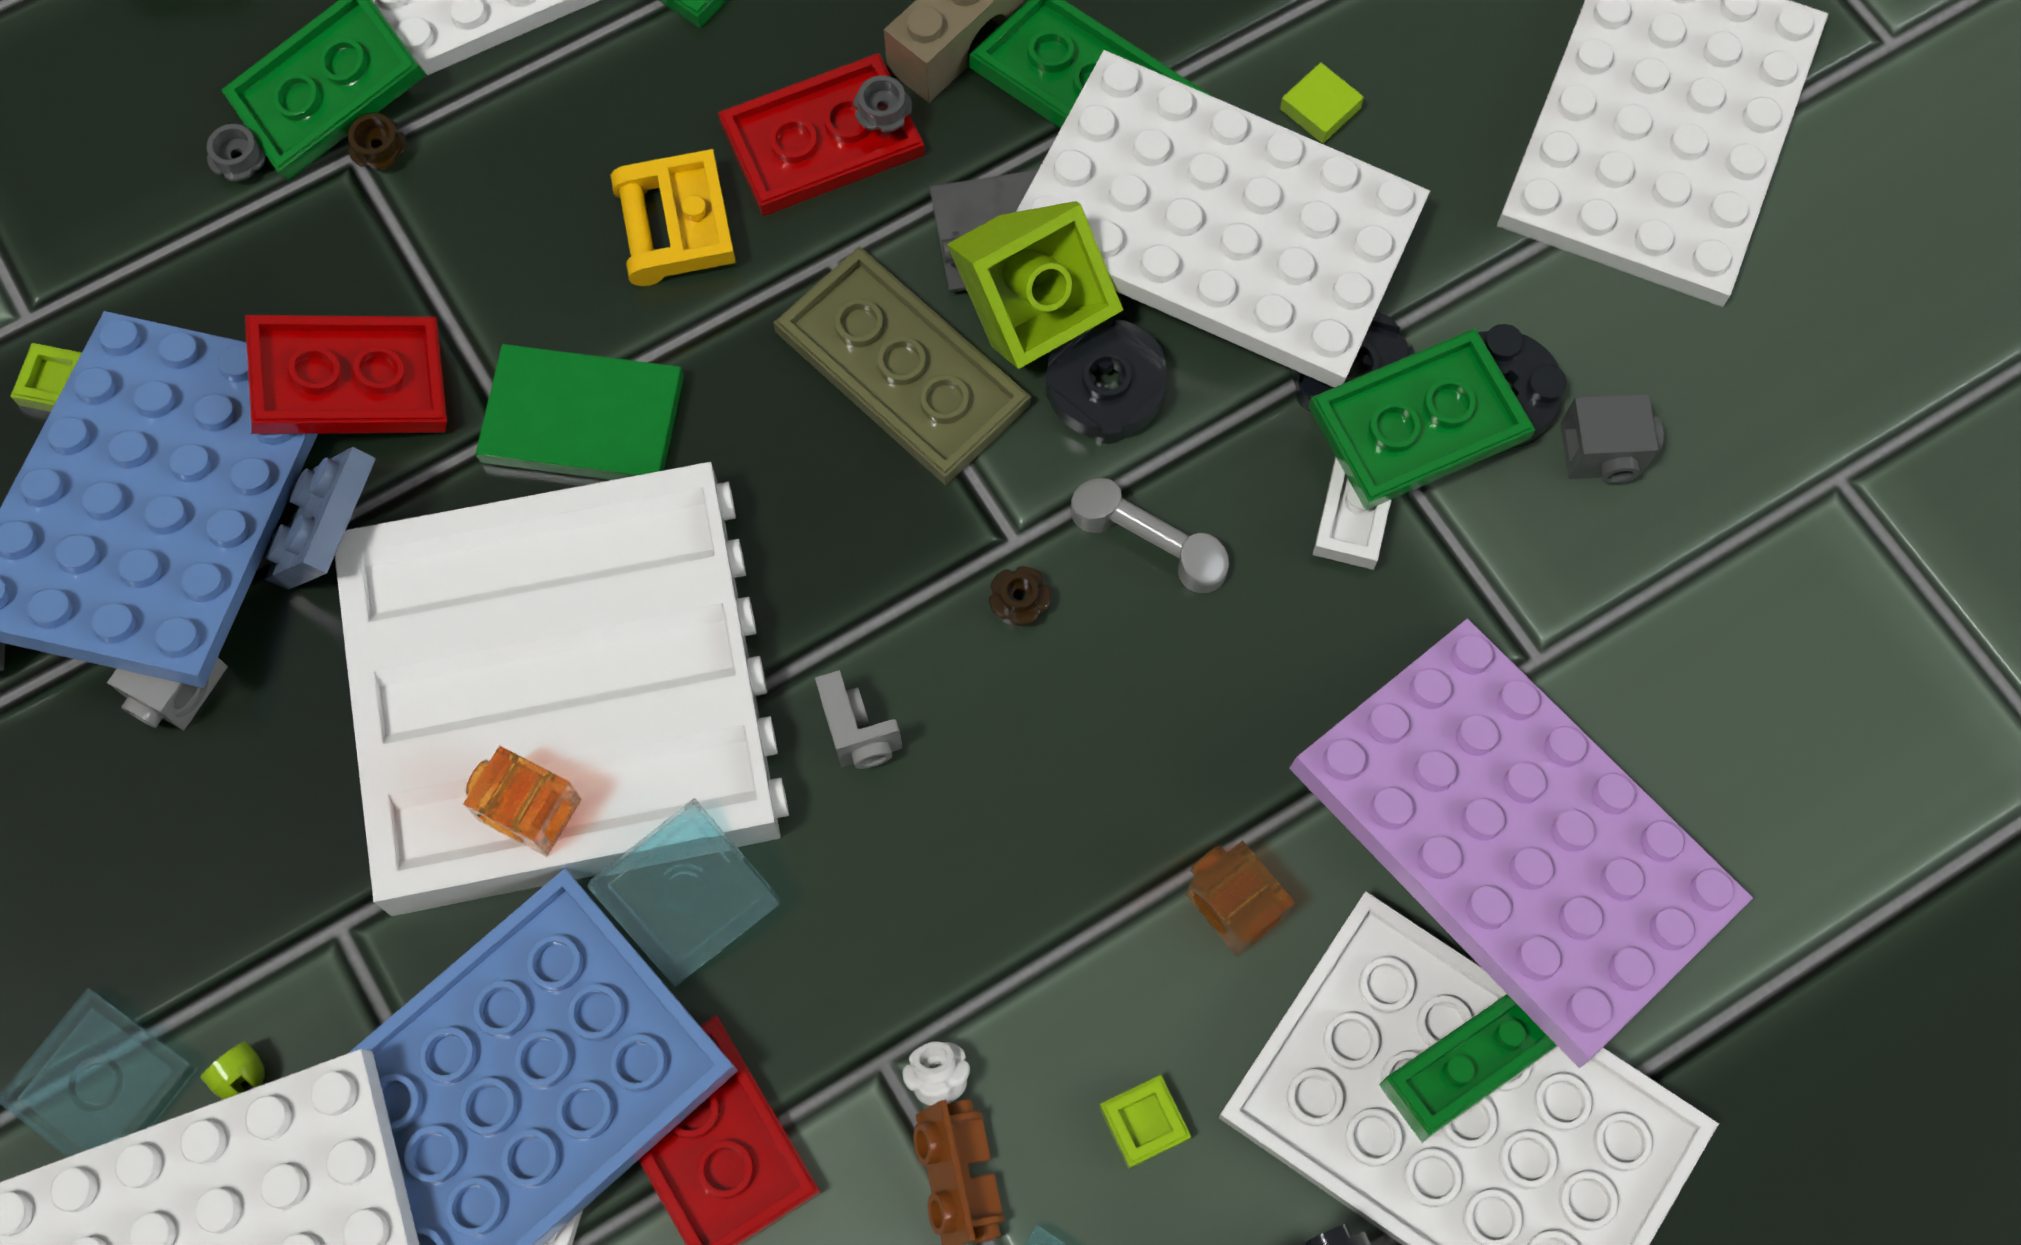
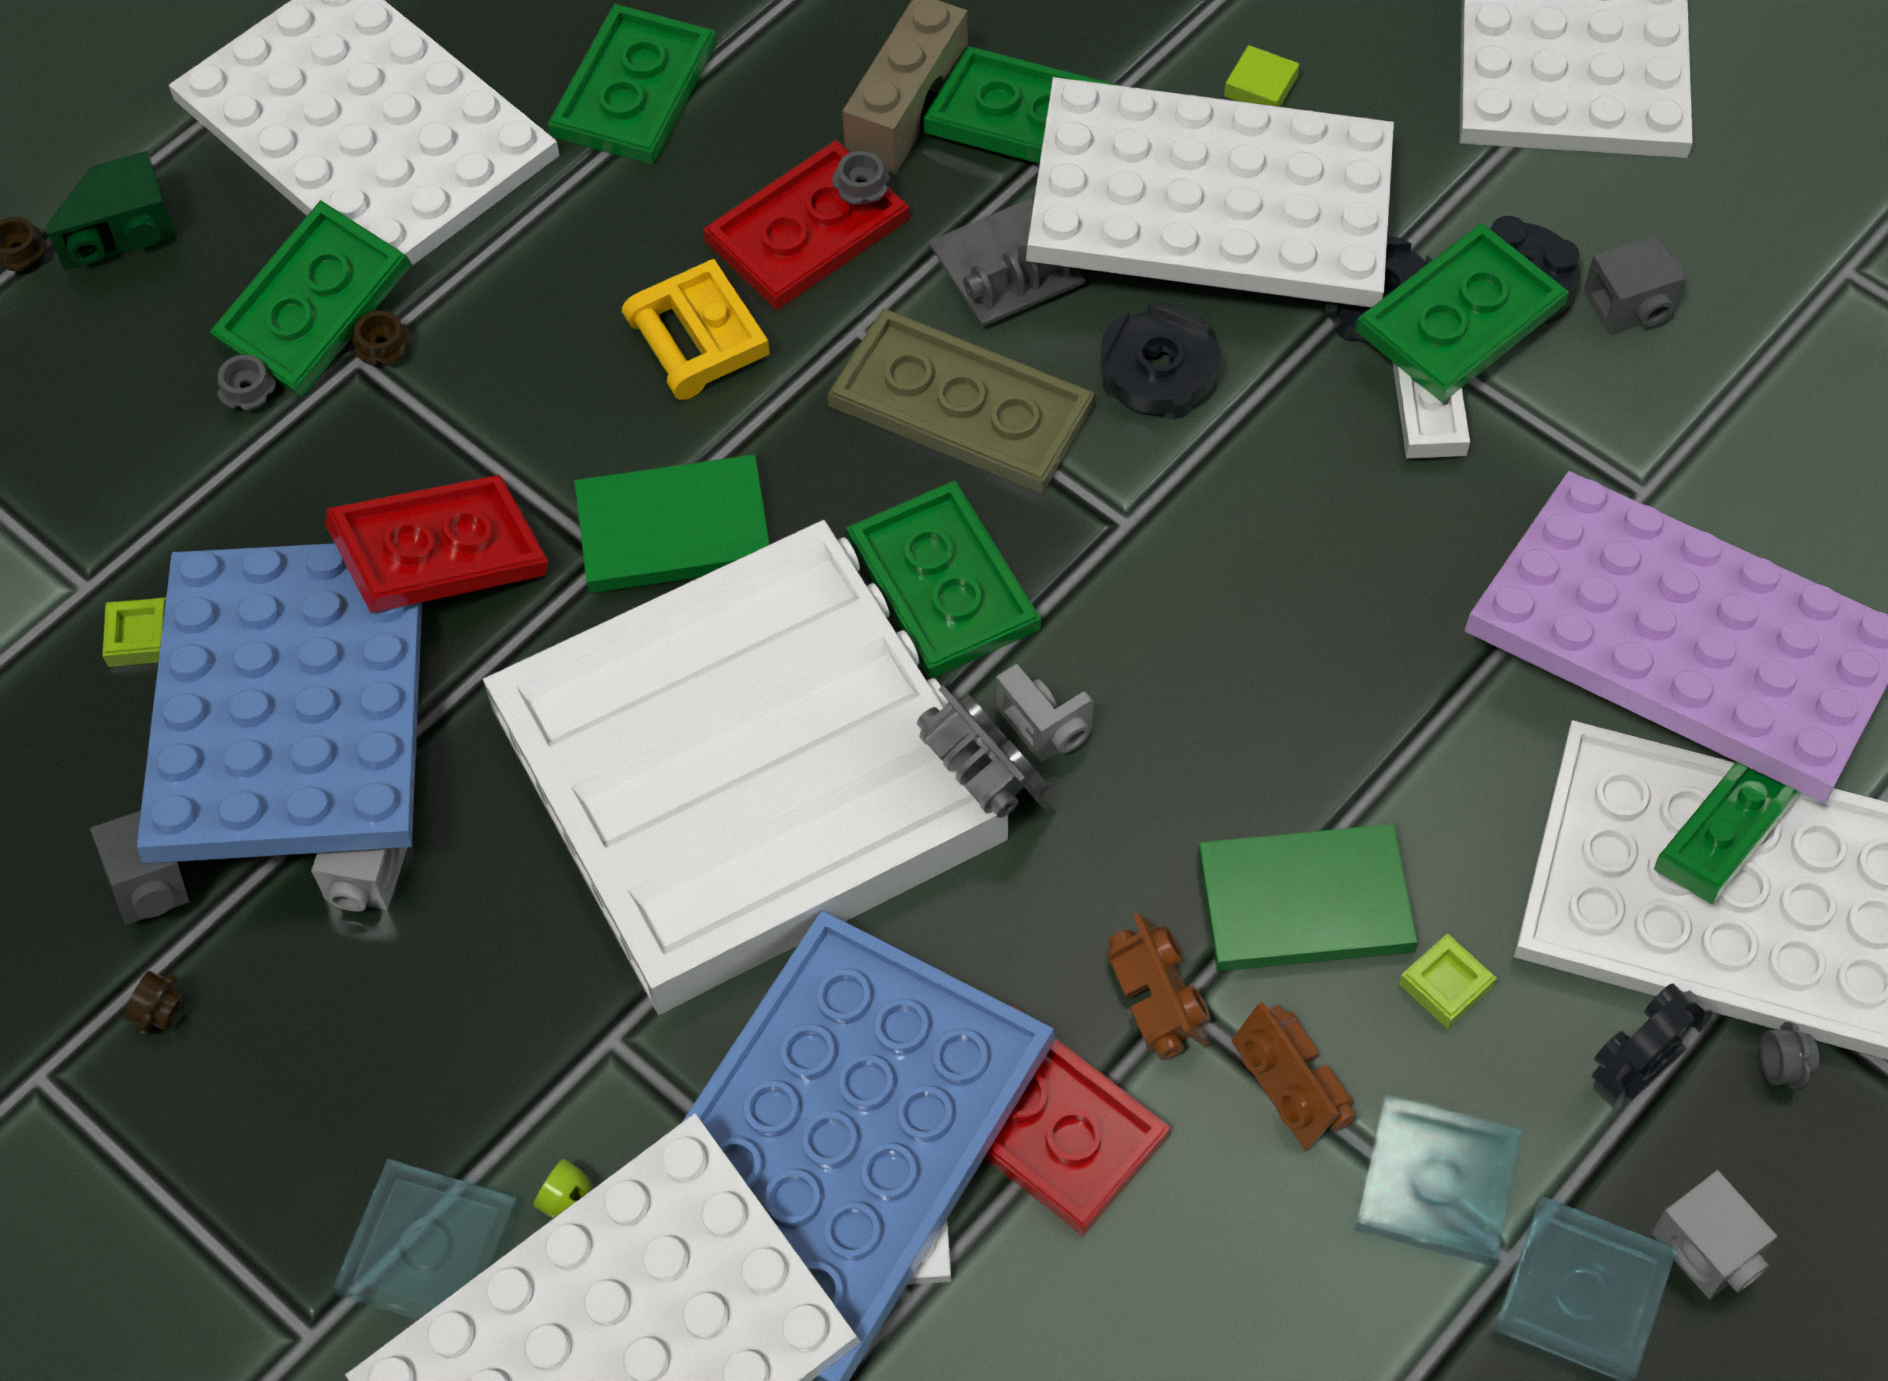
camera: 15 degrees left, 10 degrees down
(322, 513) = (463, 671): sand blue plate -> none
(521, 800) = (766, 849): clear orange brick -> none
(684, 892) = (945, 895): clear light blue tile -> none
(782, 768) = (982, 755): none -> flat silver hinge
(815, 549) = (943, 579): none -> green tile
(864, 1011) = (1173, 1009): none -> dark orange hinge
(937, 1072) = (1239, 989): white plate -> none
(1016, 611) = (1152, 579): dark brown plate -> none
(1035, 279) = (1067, 283): lime slope -> none
(1039, 991) = (1306, 897): none -> green tile
(1202, 557) = (1307, 485): light grey bar -> none
(1237, 896) = (1458, 759): clear orange brick -> none

